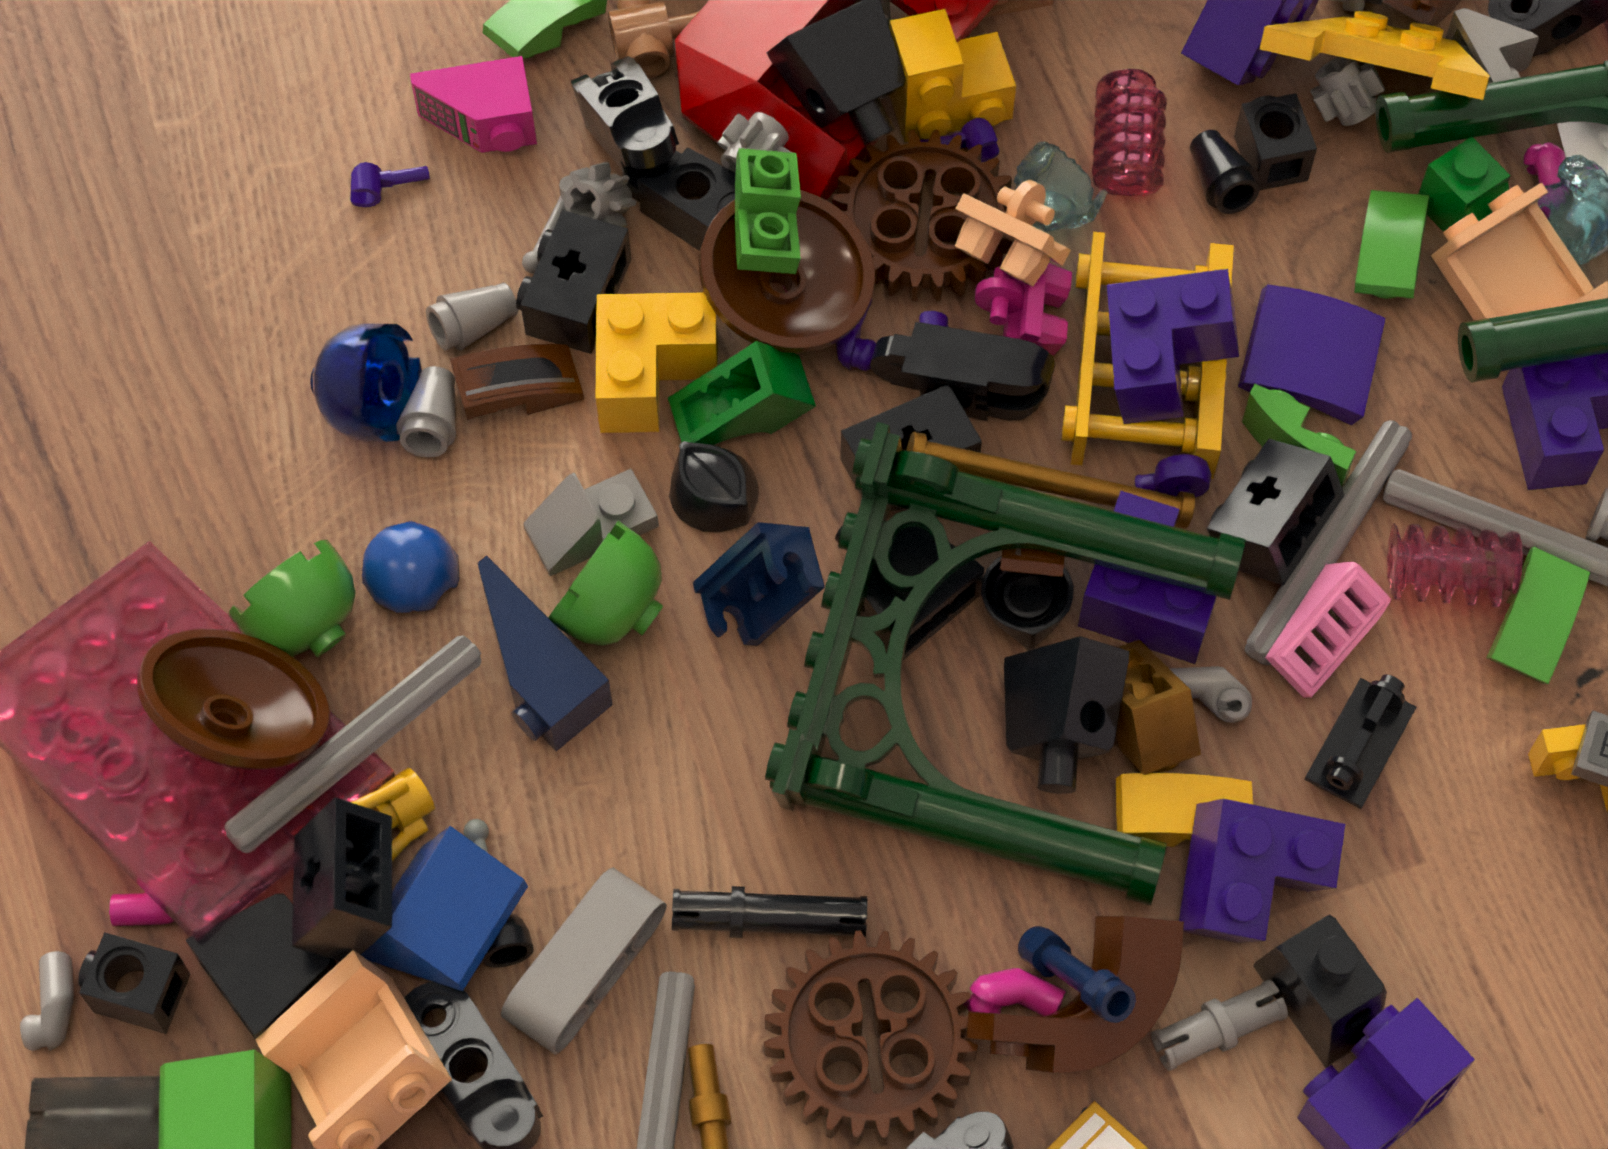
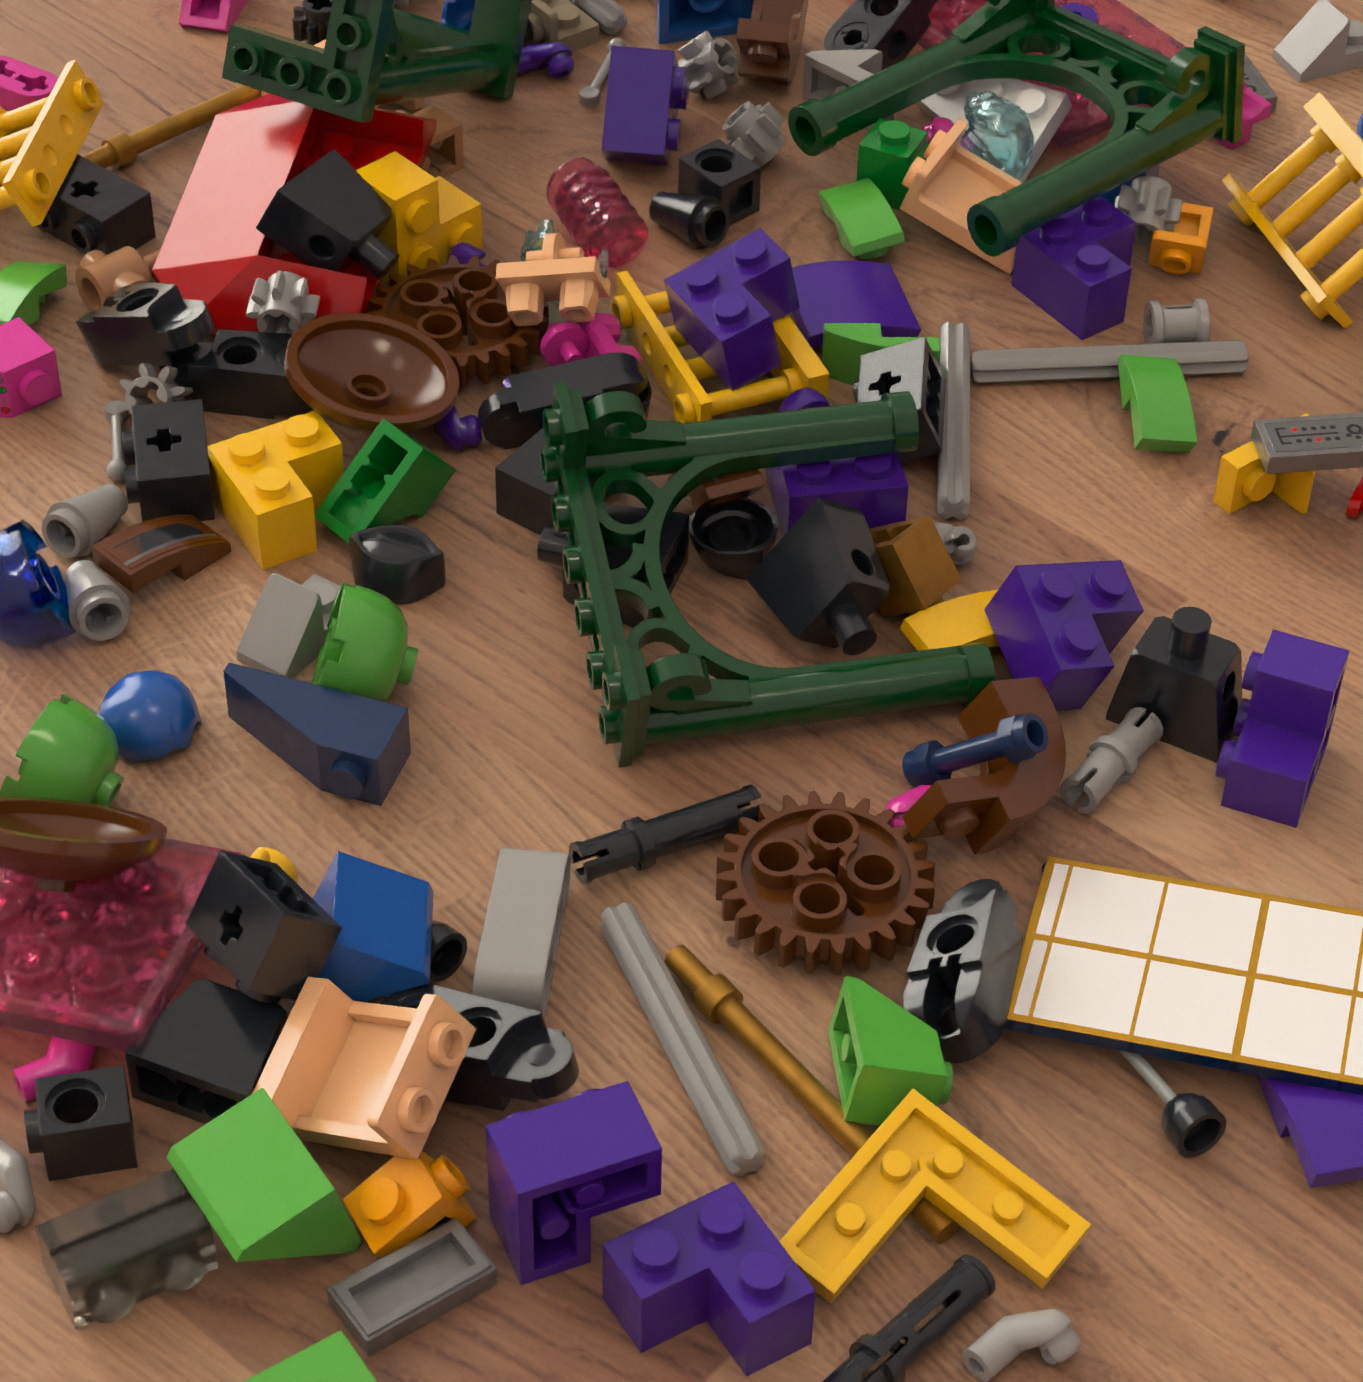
camera: 30 degrees left, 20 degrees down
(352, 744) = (192, 843): light grey axle -> none
(761, 581) = (499, 590): dark blue hinge -> none
(766, 211) = (329, 325): bright green slope -> none
(1357, 603) = (998, 454): bright pink slope -> none
(1362, 740) = (1079, 520): black hinge -> none
(1372, 41) = (788, 88): yellow wing -> none
(1454, 563) = (1067, 388): clear pink piece -> none

